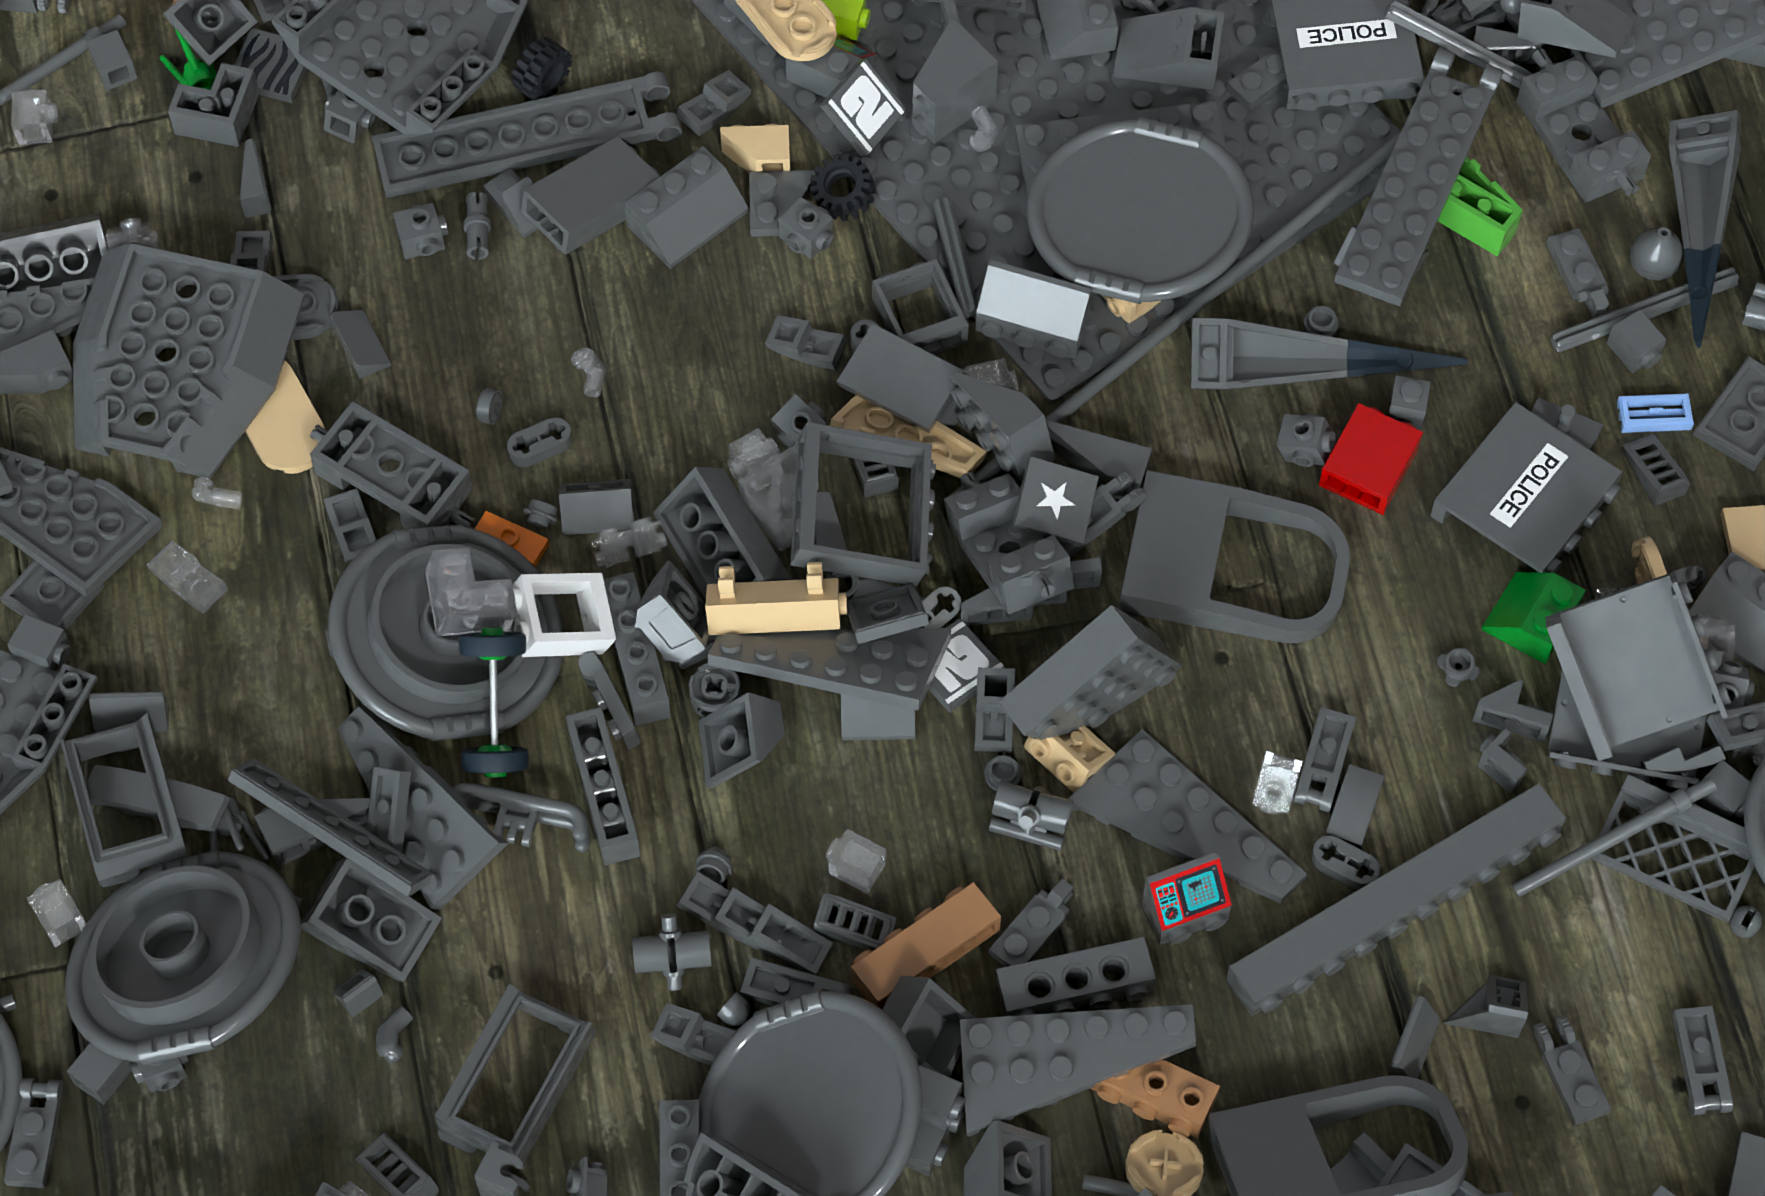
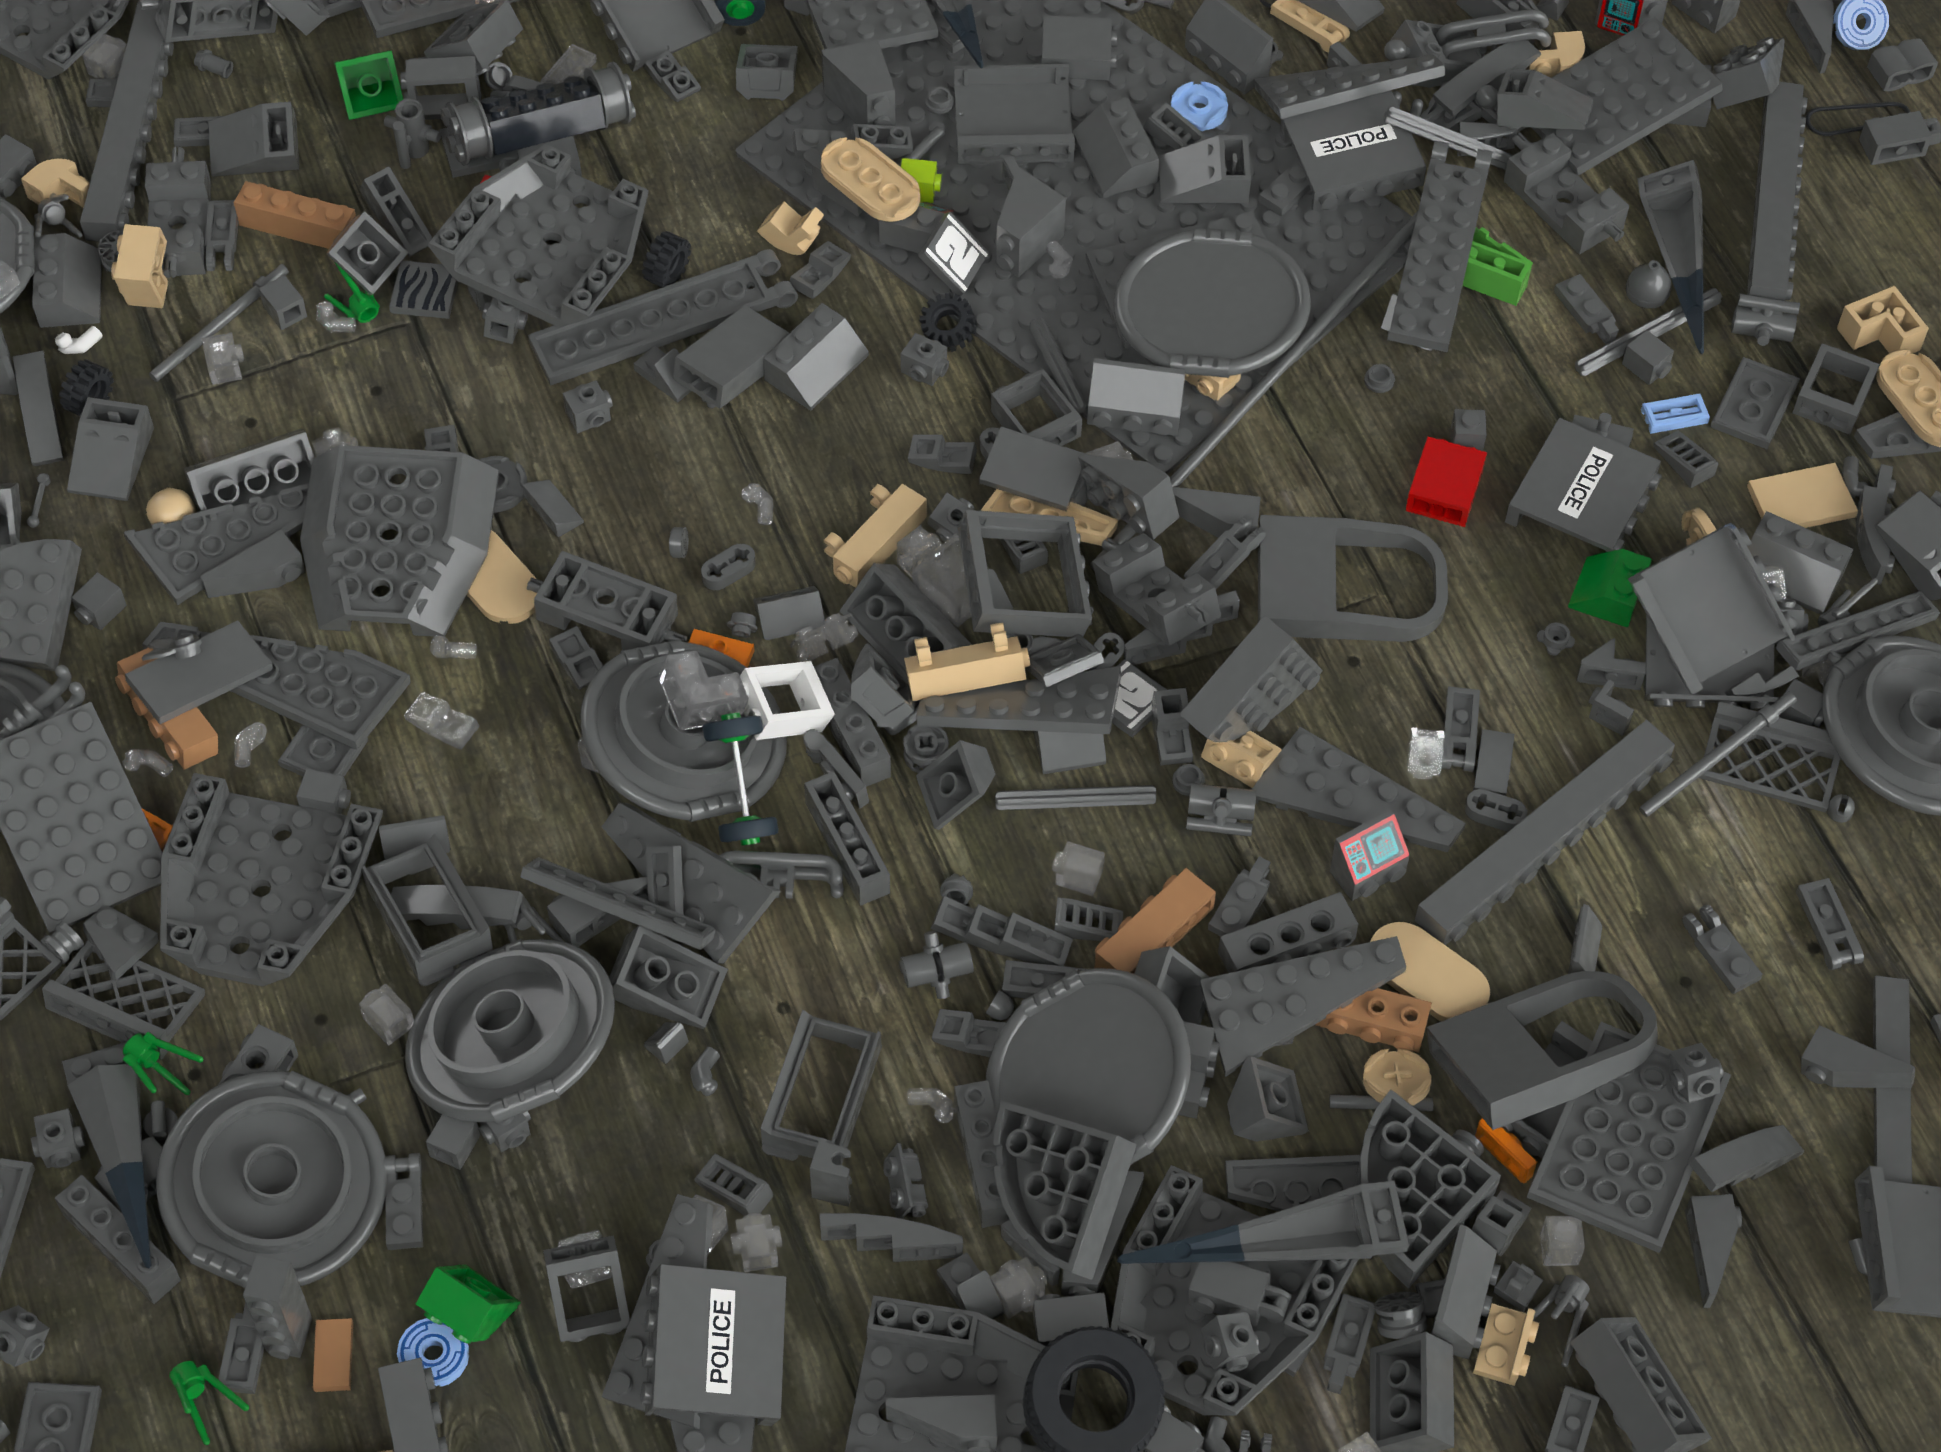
camera: 10 degrees left, 5 degrees down
(159, 84) = (331, 321): none -> clear arm
(216, 113) = (386, 333): dark grey brick -> none
(253, 189) = (433, 391): dark grey slope -> none
(477, 225) = (635, 396): dark grey pin -> none
(640, 1108) = (936, 1099): none -> clear arm
(688, 51) = (789, 230): none -> tan brick
(707, 436) = (879, 535): none -> tan brick
(757, 146) = (868, 302): tan slope -> none
(772, 196) = (887, 340): dark grey wing -> none
(871, 774) = (1075, 797): none -> dark grey axle
(1055, 501) = (1189, 548): dark grey tile -> none
(1233, 1046) = (1435, 973): none -> tan tile
(1248, 355) = (1325, 412): dark grey plate -> none
(1306, 439) = (1389, 472): dark grey brick -> none
(1495, 1008) = (1647, 908): dark grey slope -> none

